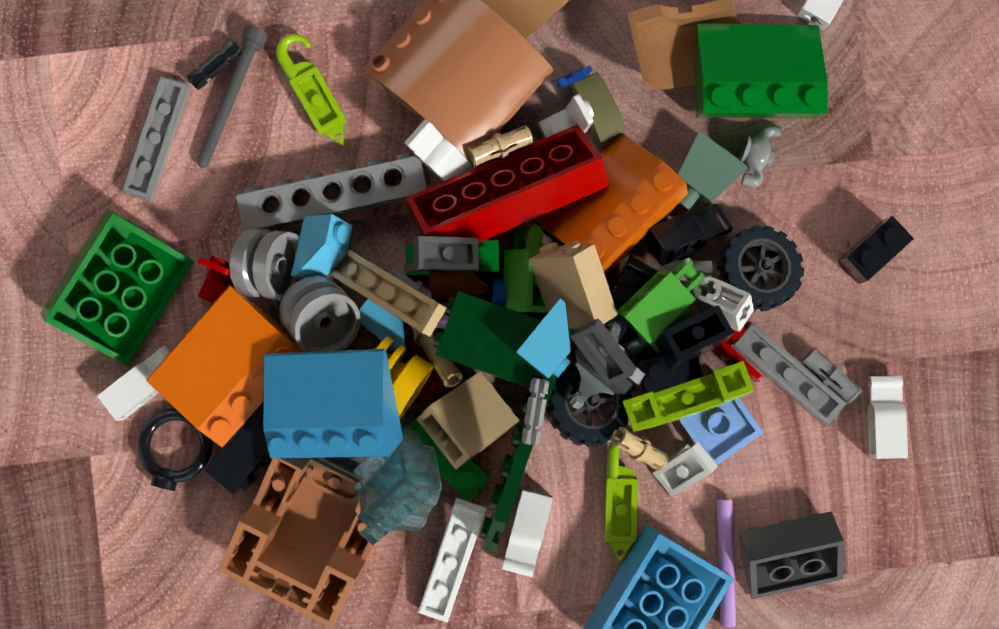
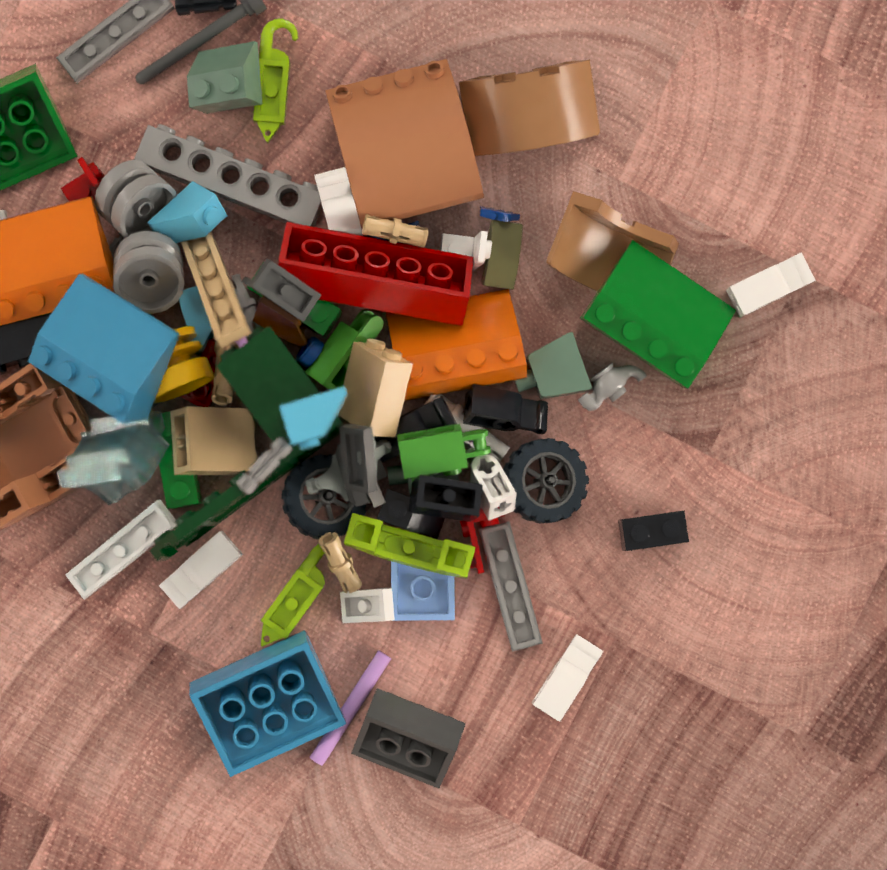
camera: 30 degrees right, 0 degrees up
(273, 115) = (225, 78): none -> sand green slope
(831, 375) = (545, 611): light grey pin -> none

